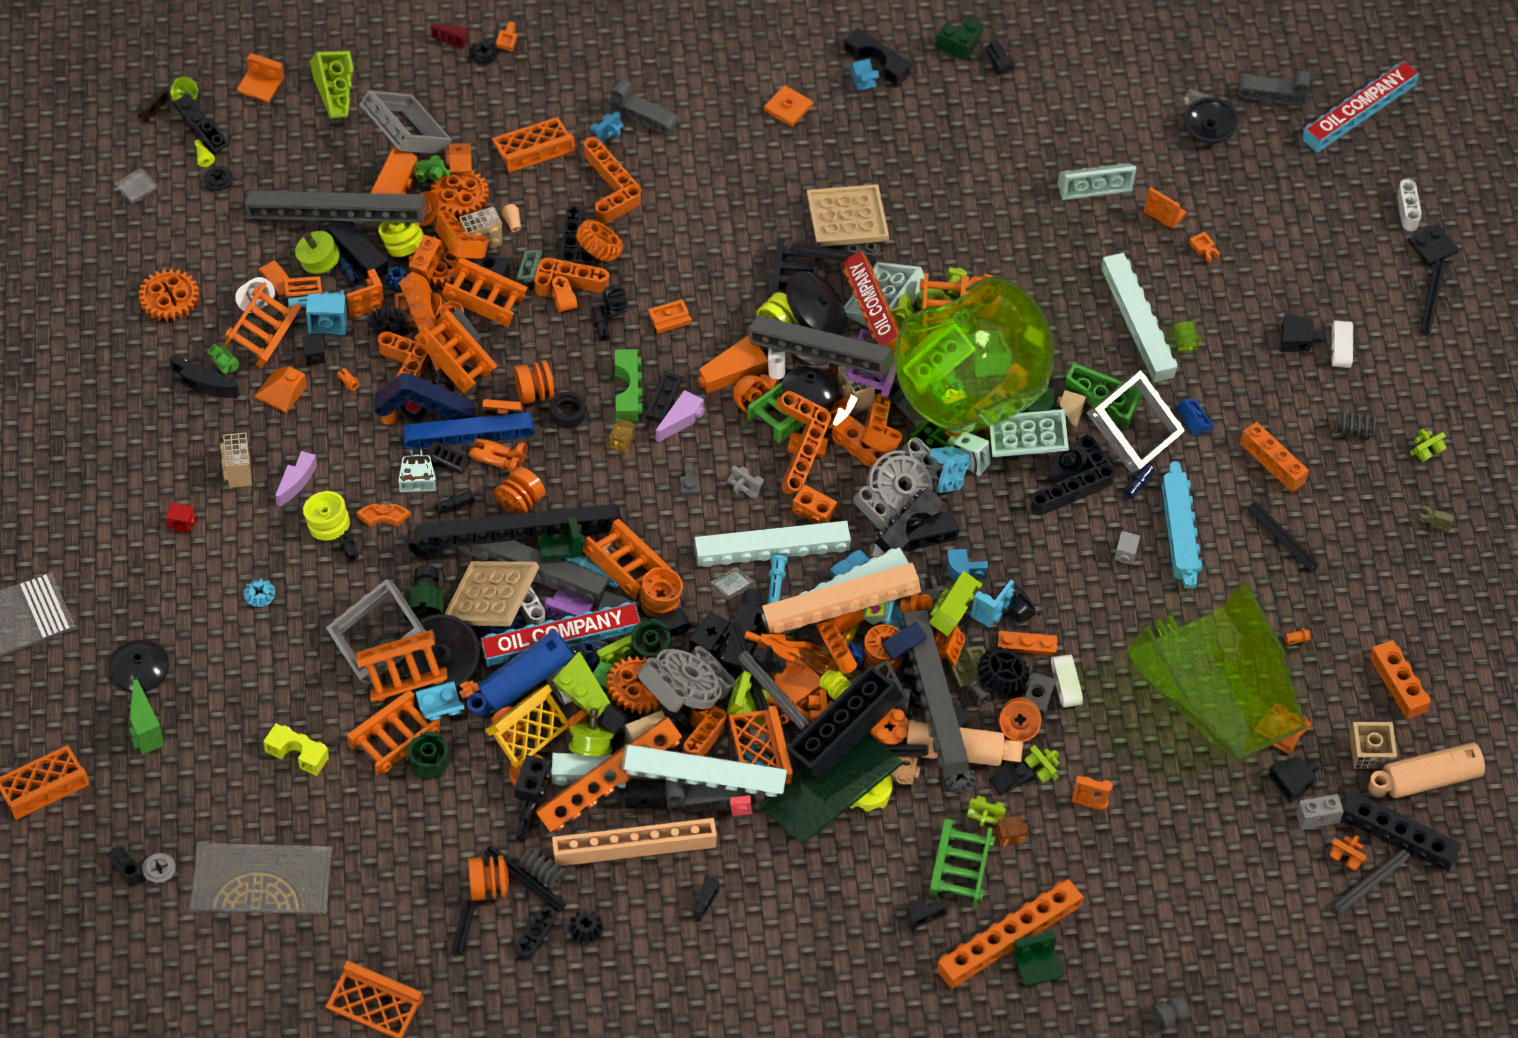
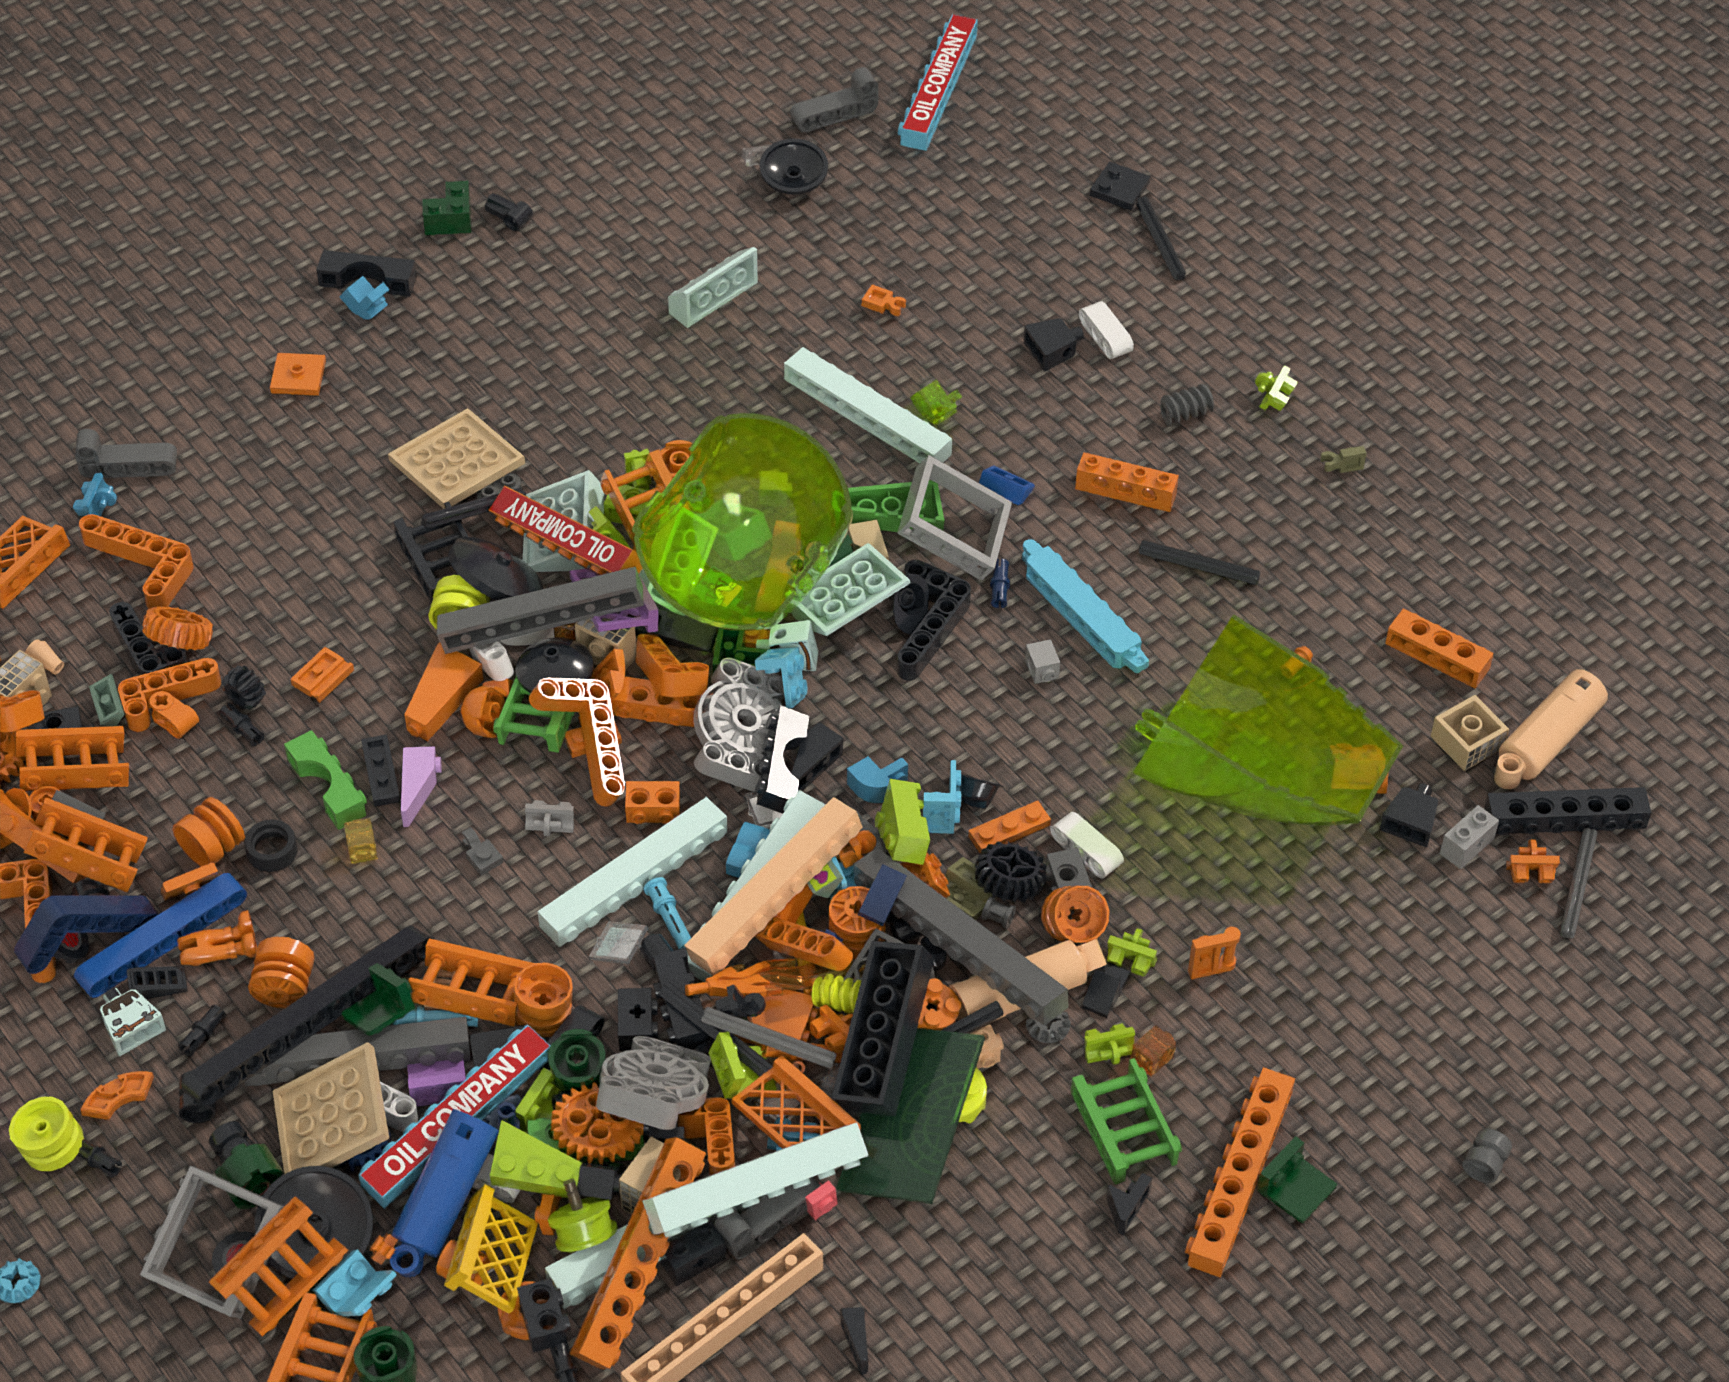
camera: 30 degrees left, 5 degrees down
(1163, 208) = (810, 280): orange bracket -> none
(1409, 205) = (1065, 156): white beam -> none

